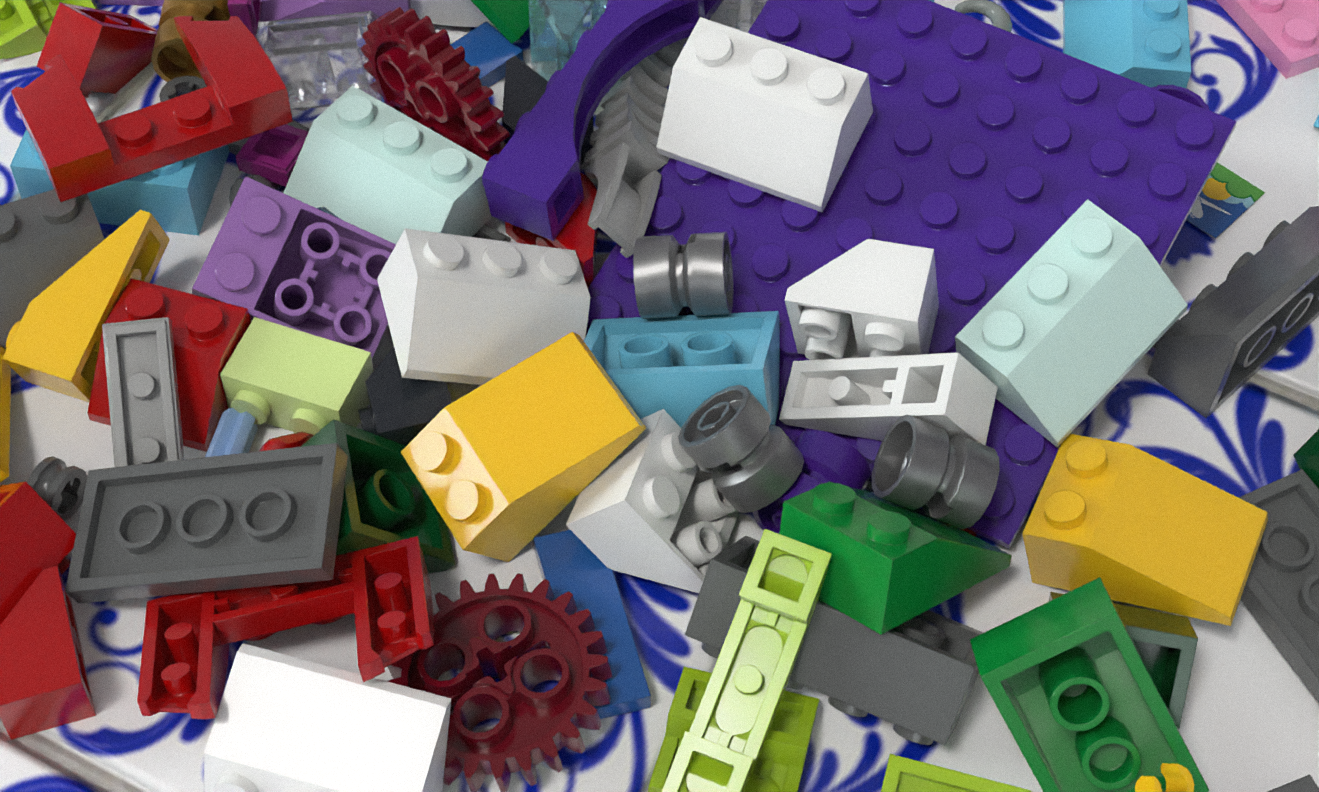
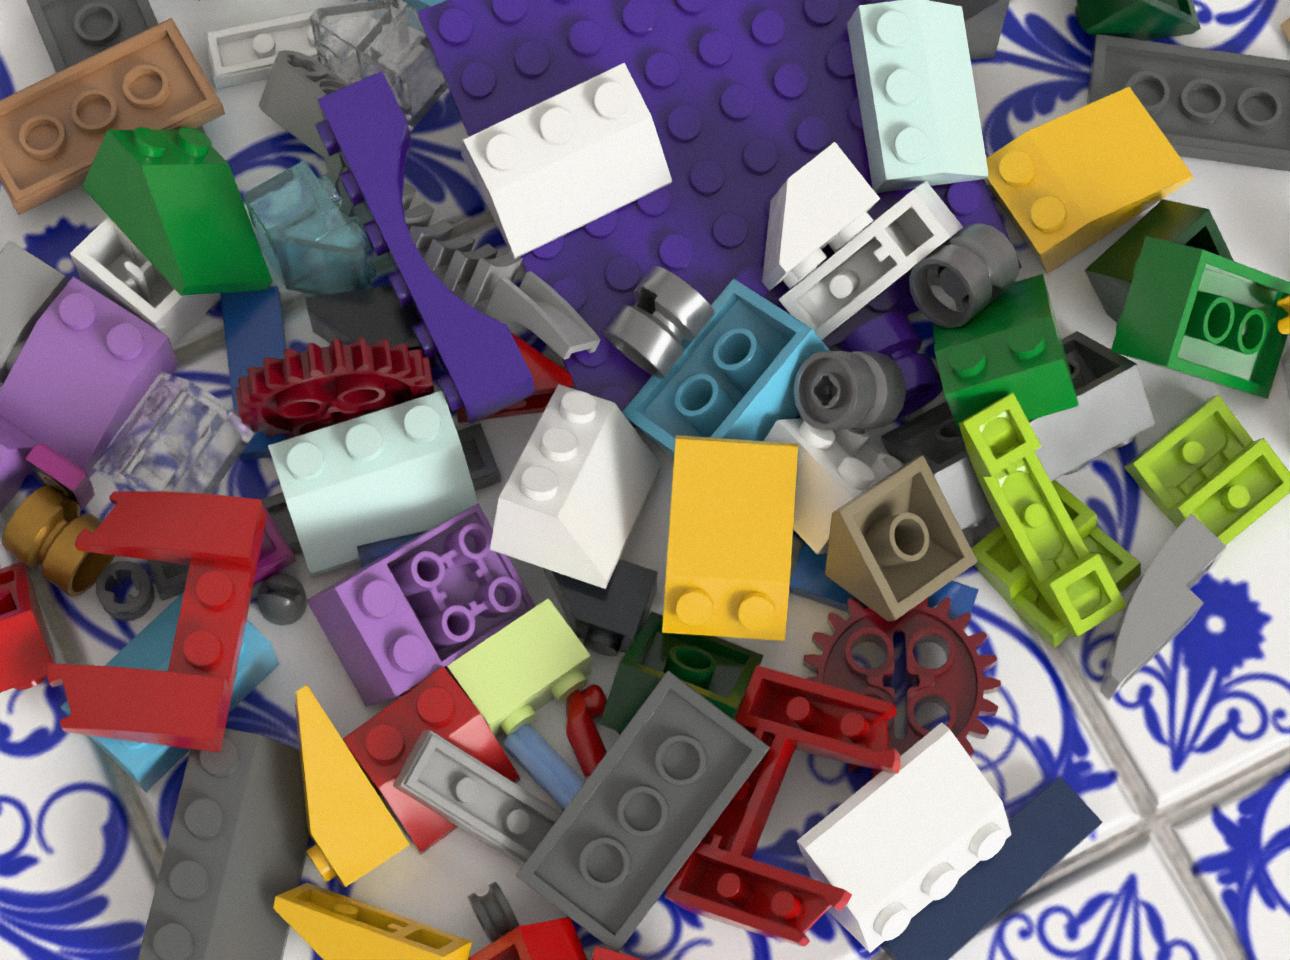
camera: 55 degrees left, 15 degrees up
(627, 572) = (897, 542): none -> dark tan slope

